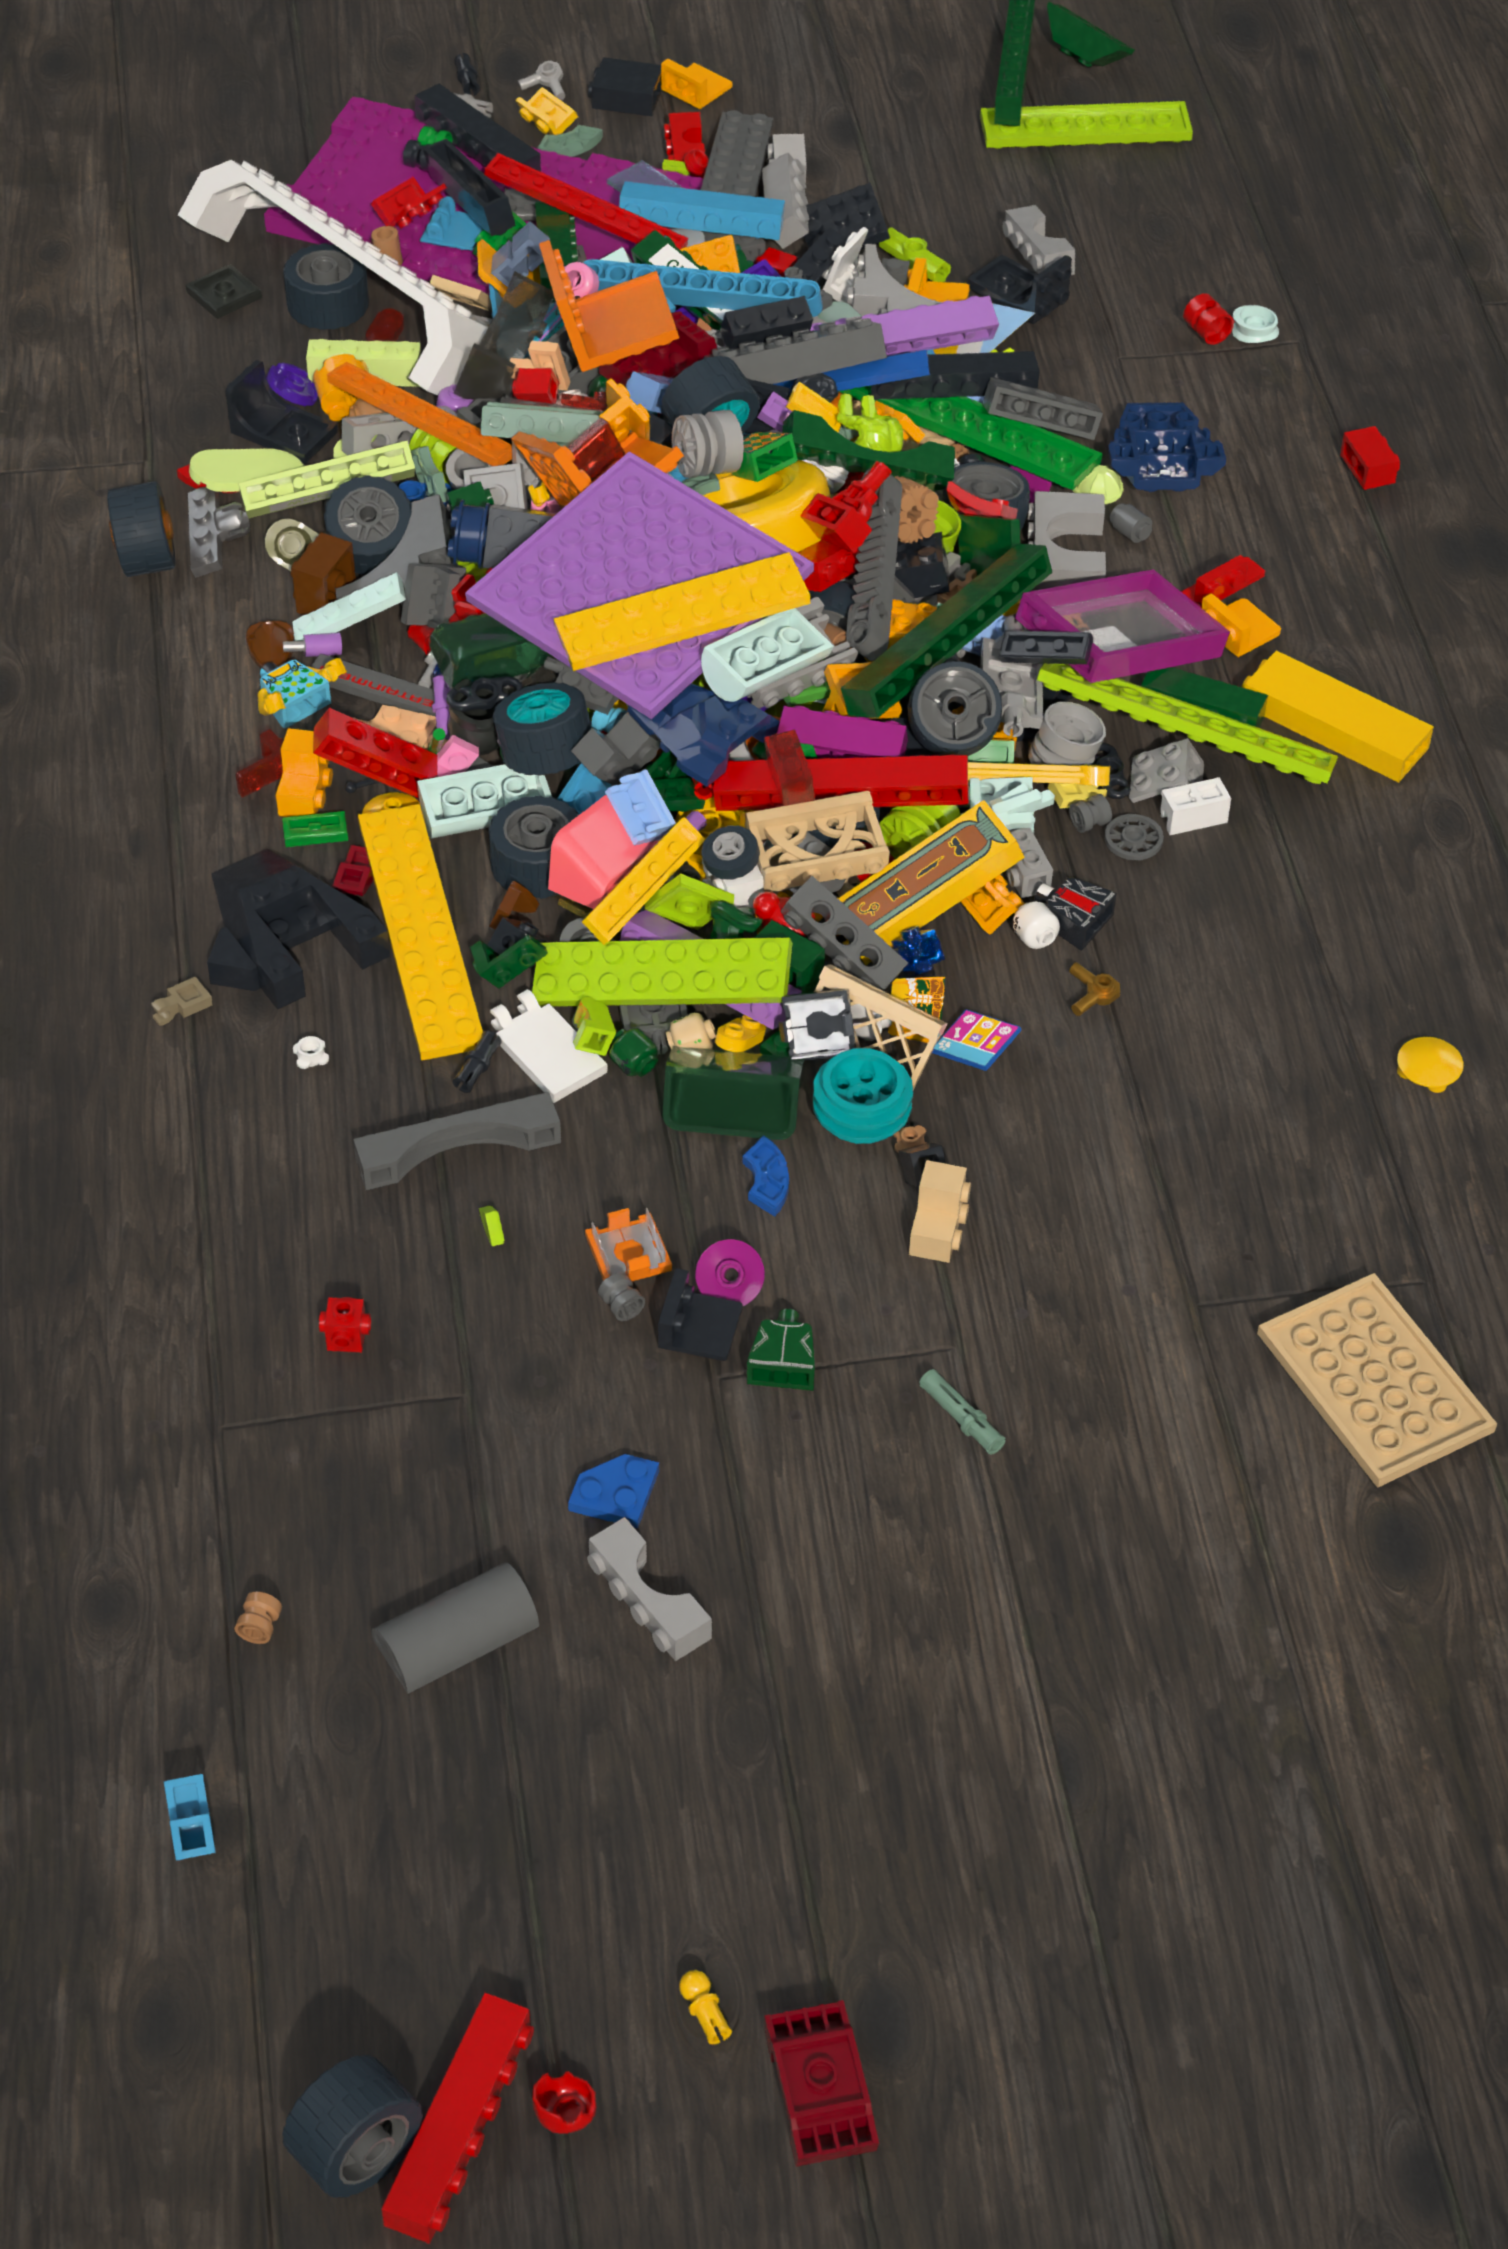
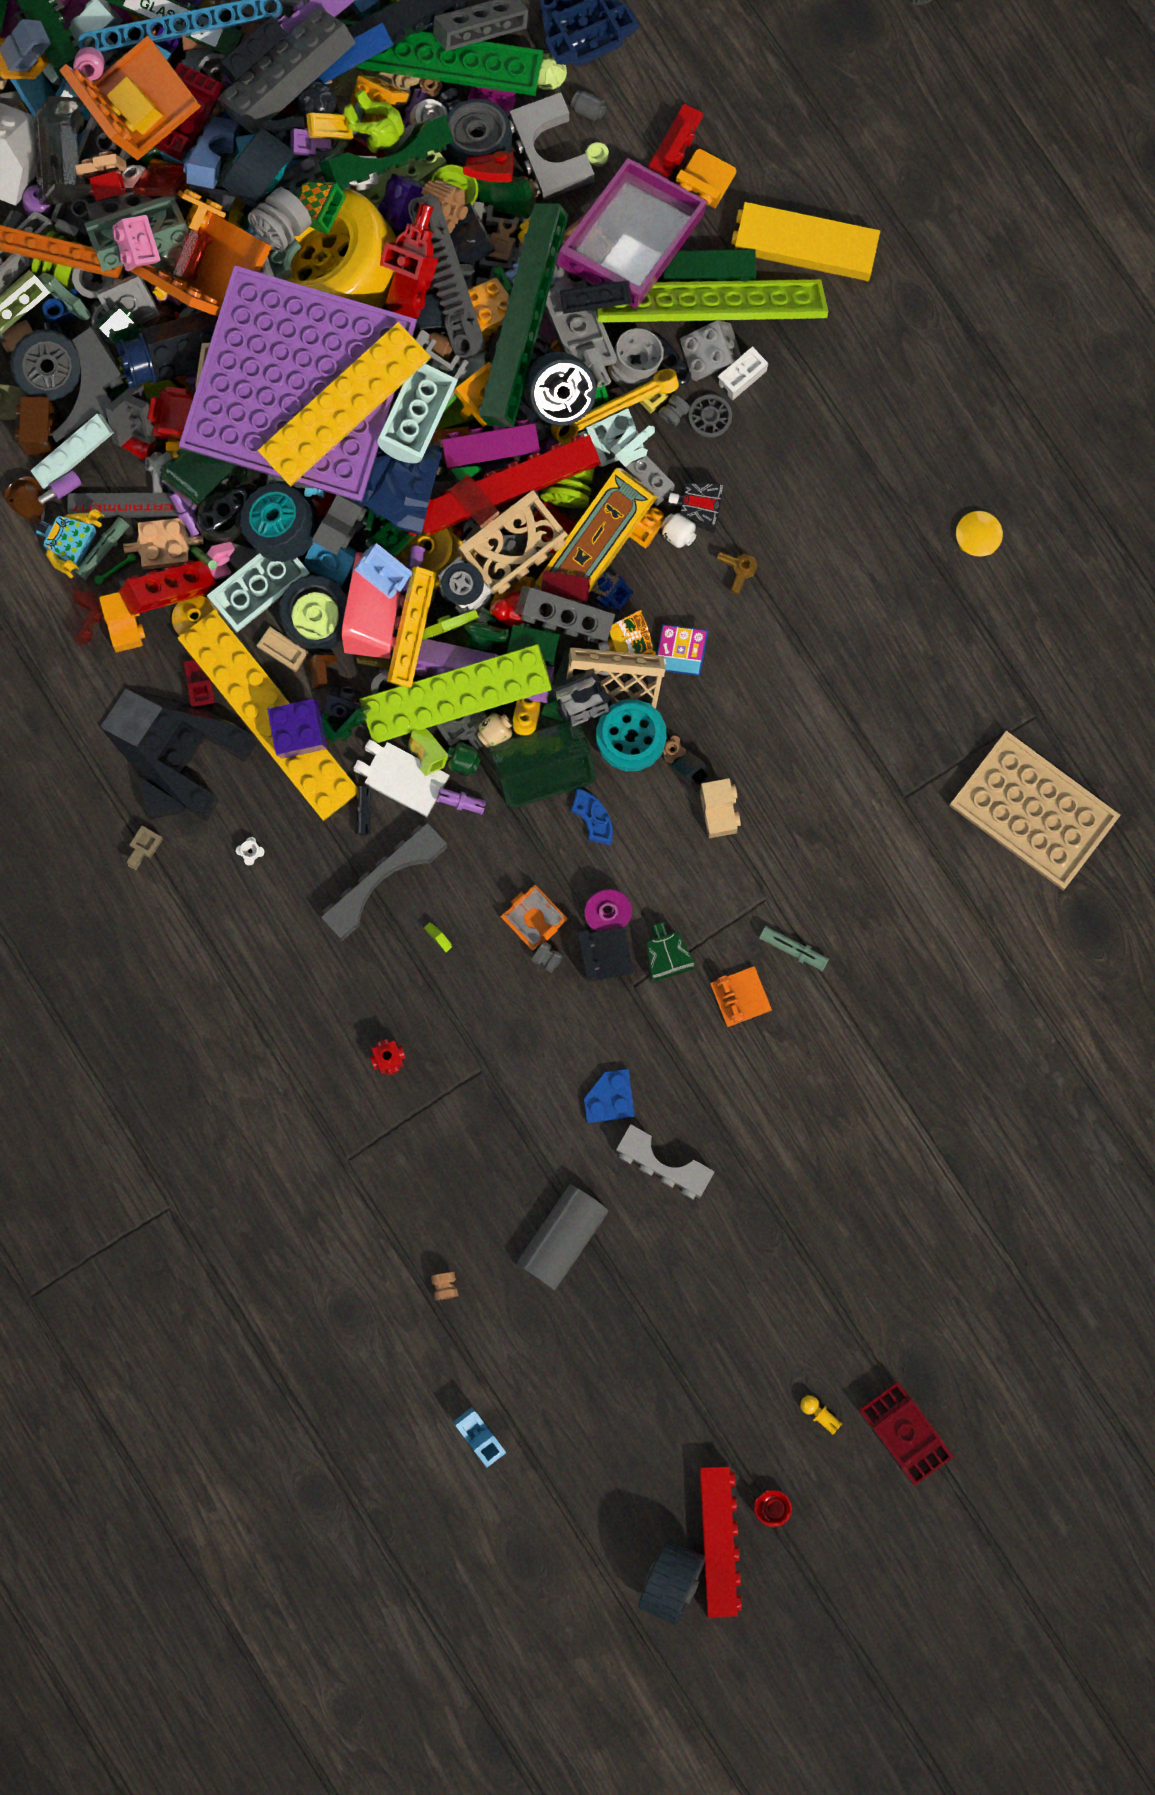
camera: 25 degrees left, 30 degrees up
(314, 831) = (137, 673): green tile -> none
(346, 705) = (100, 550): none -> sand green pin
(443, 935) = (297, 728): none -> dark purple brick
(477, 877) = (282, 649): none -> tan tile
(531, 404) = (135, 242): none -> bright pink bracket
(531, 831) = (322, 616): none -> yellowish green tile
(604, 318) = (134, 105): none -> yellow brick
(606, 1093) = (461, 800): none -> medium lavender pin
(859, 1439) = (740, 996): none -> orange hinge
(872, 914) = (566, 585): none -> dark red tile
(1119, 566) = (597, 154): none -> yellowish green tile

